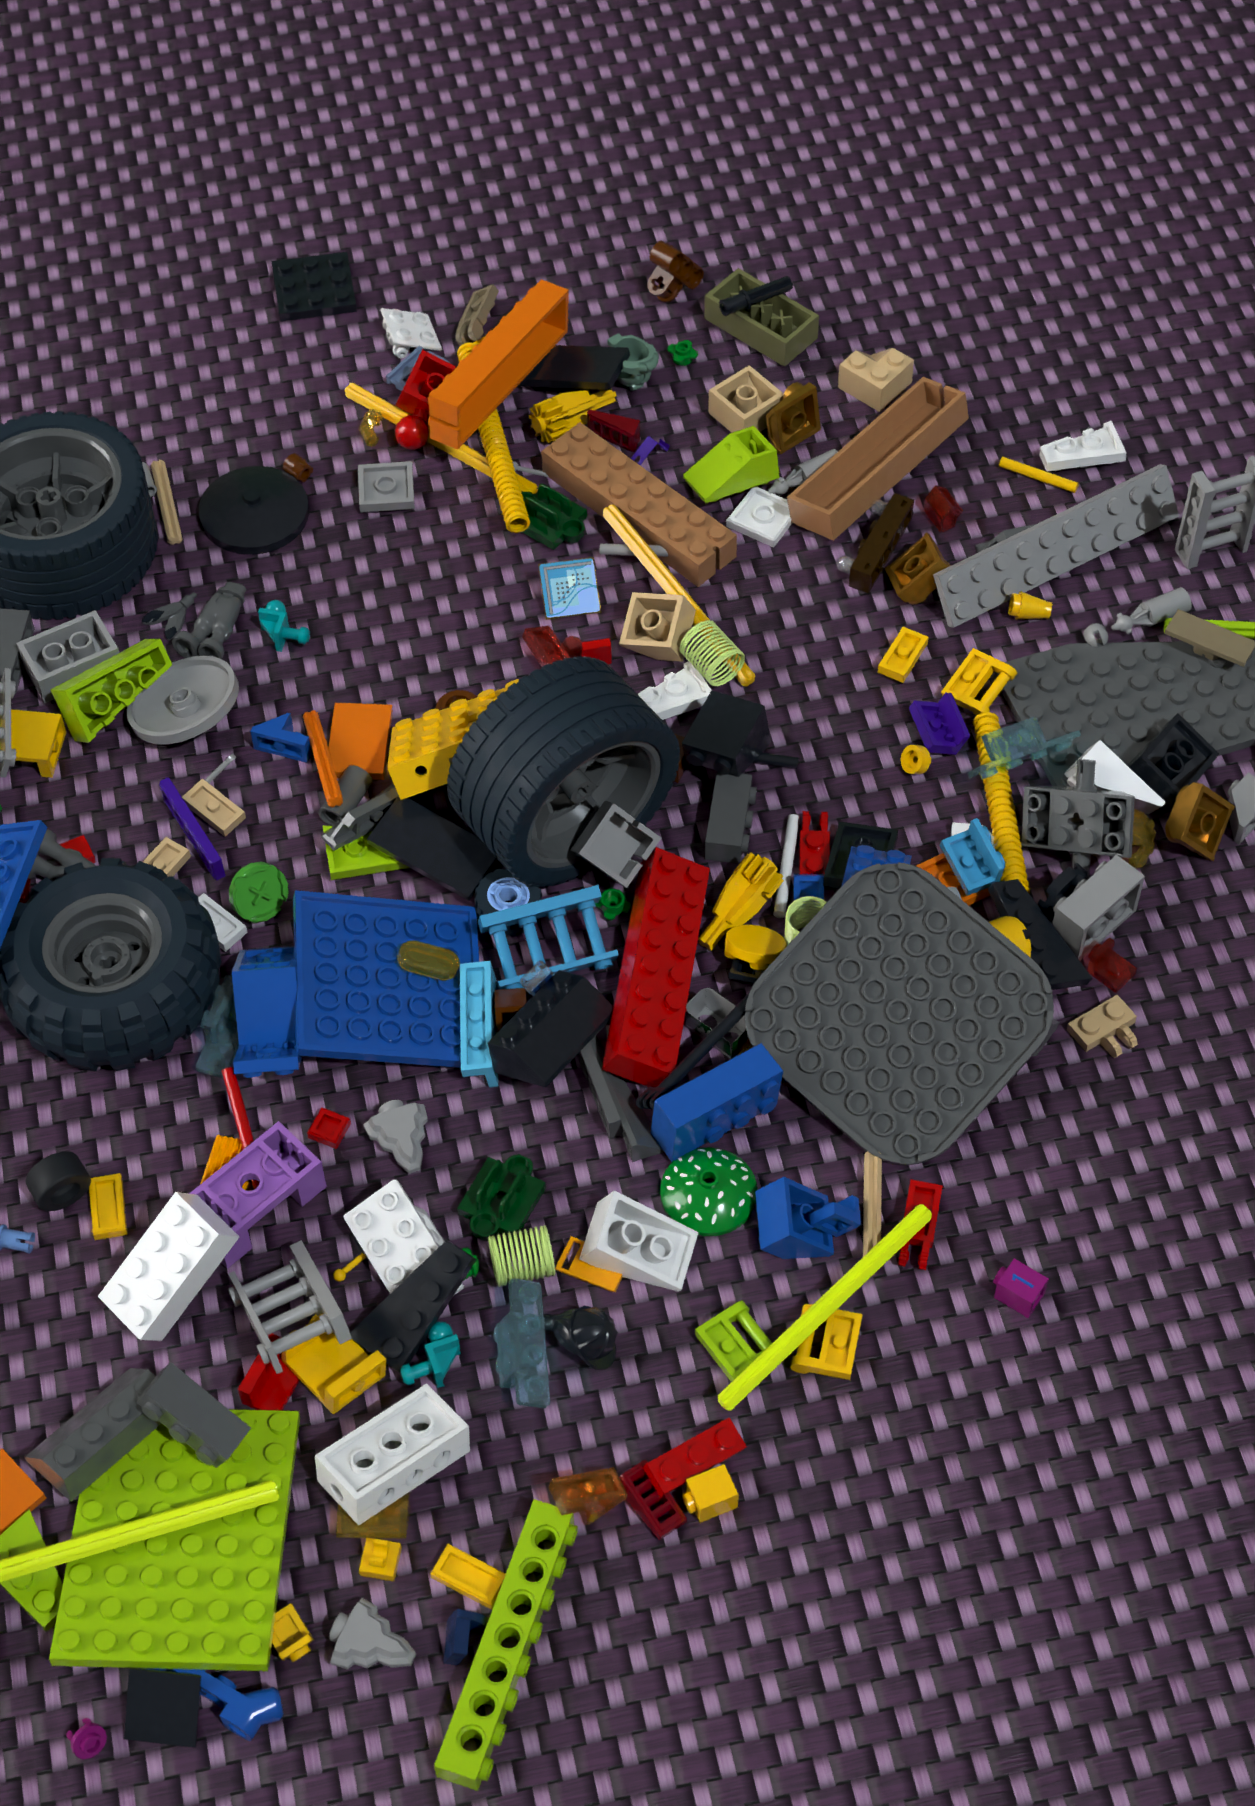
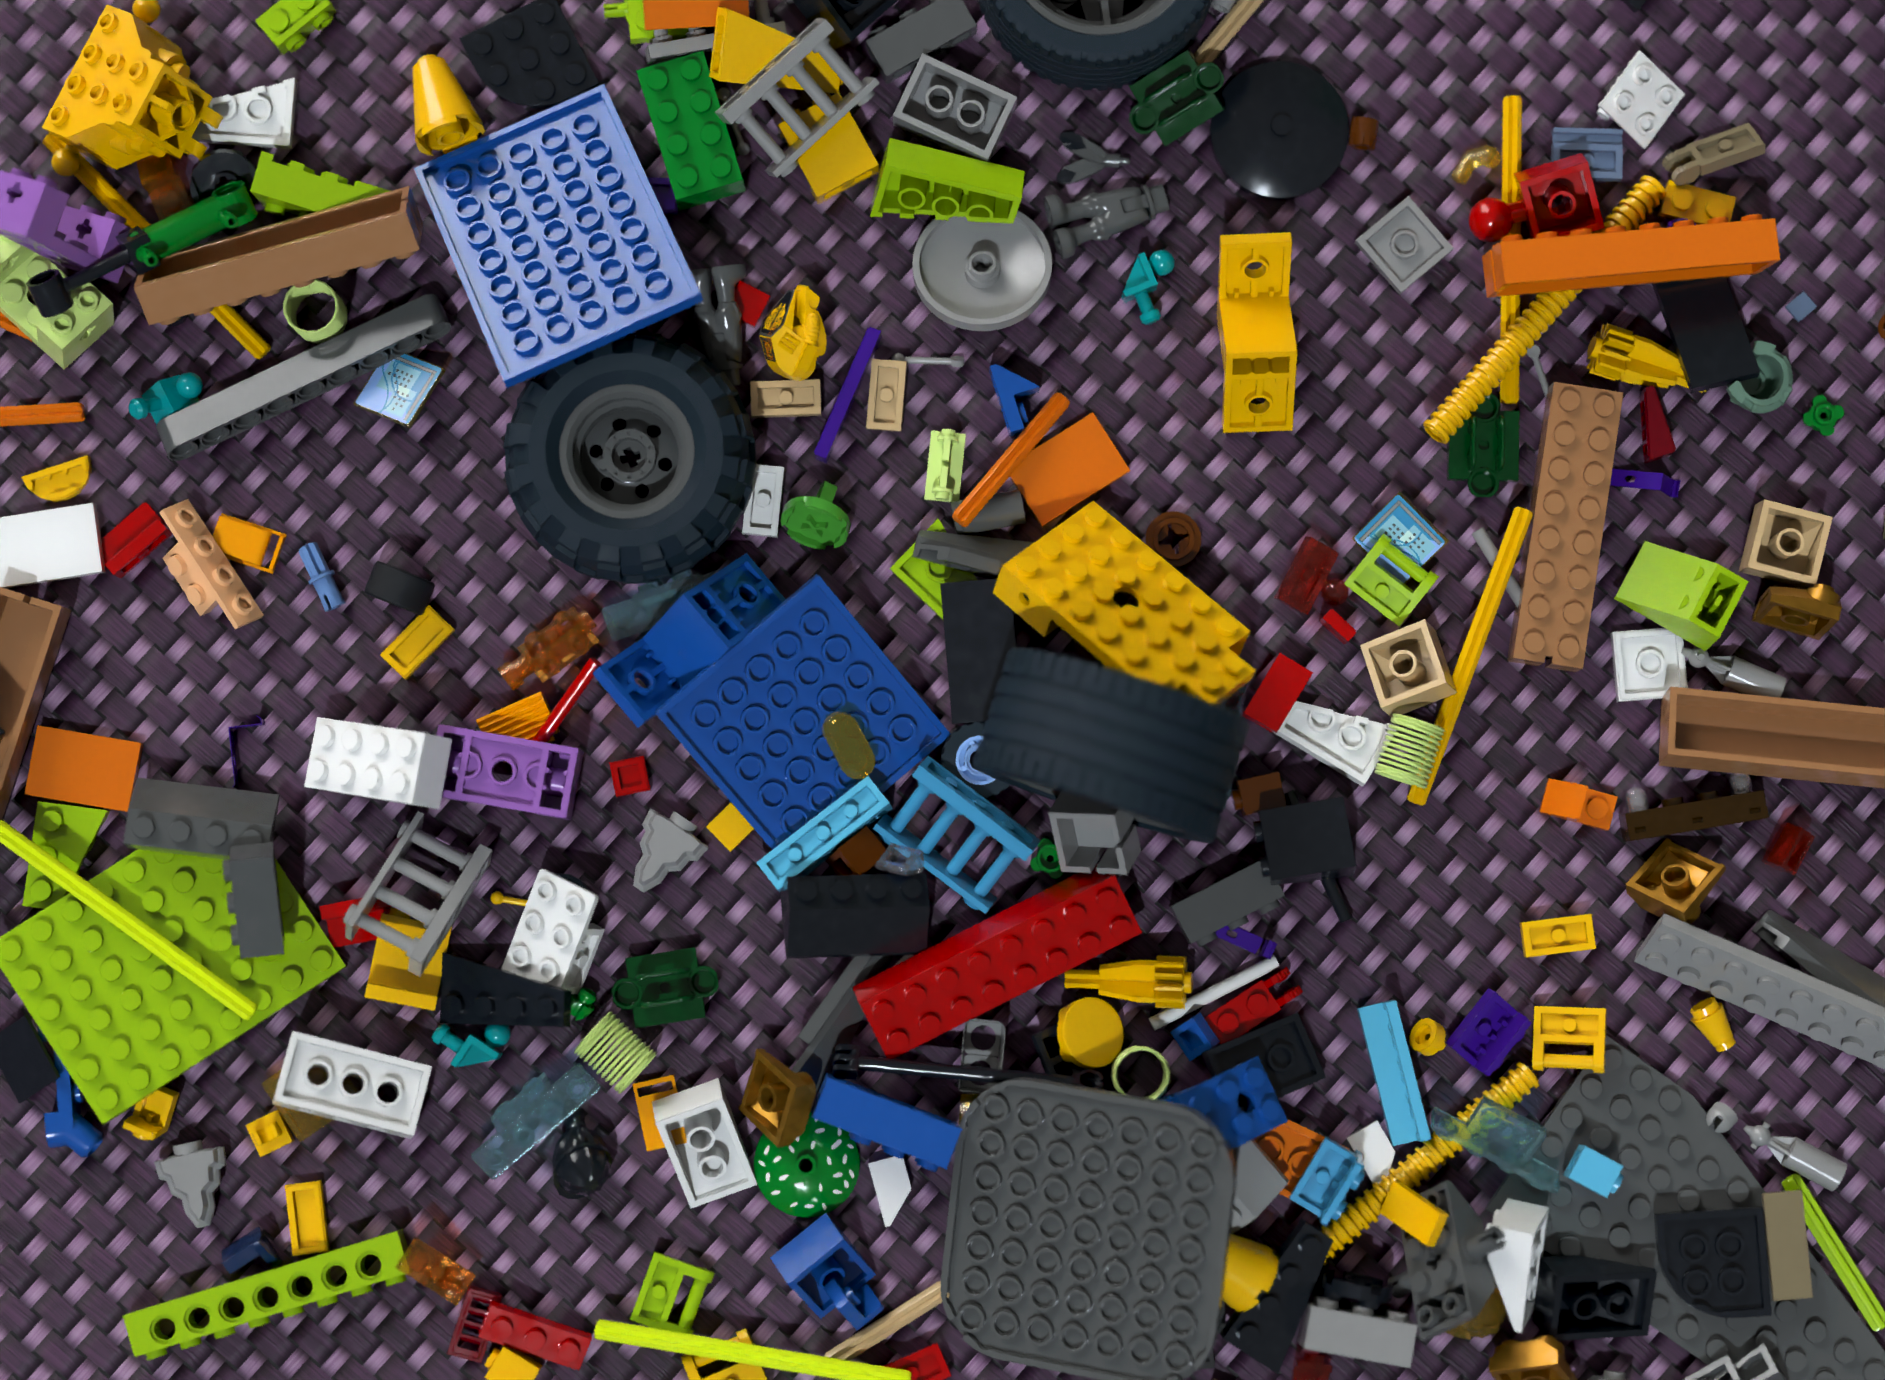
camera: 50 degrees right, 30 degrees up
(57, 1367) = (233, 747): none -> dark purple piece
(123, 826) = (794, 334): none -> yellow helmet
(181, 540) = (1176, 97): none -> dark green piece
(194, 1112) = (556, 649): none -> clear orange brick
(290, 804) = (945, 466): none -> yellowish green hinge
(368, 576) = (1256, 332): none -> yellow bracket
(421, 1085) = (730, 827): none -> yellow tile
(595, 615) = (1384, 589): none -> lime plate
(606, 330) = (1800, 306): none -> sand blue window
(643, 1163) = (777, 1099): none -> pearl gold slope
(769, 1144) = (891, 1185): none -> white tile
(770, 826) = (1248, 941): none -> dark purple piece
(823, 598) = (1578, 804): none -> orange slope
(925, 794) = (1393, 1073): none -> medium azure fence
(1034, 817) = (1414, 1213): none -> yellow tile
(1080, 711) = (1594, 1171): none -> medium azure brick
(1193, 683) = (1716, 1260): none -> black plate

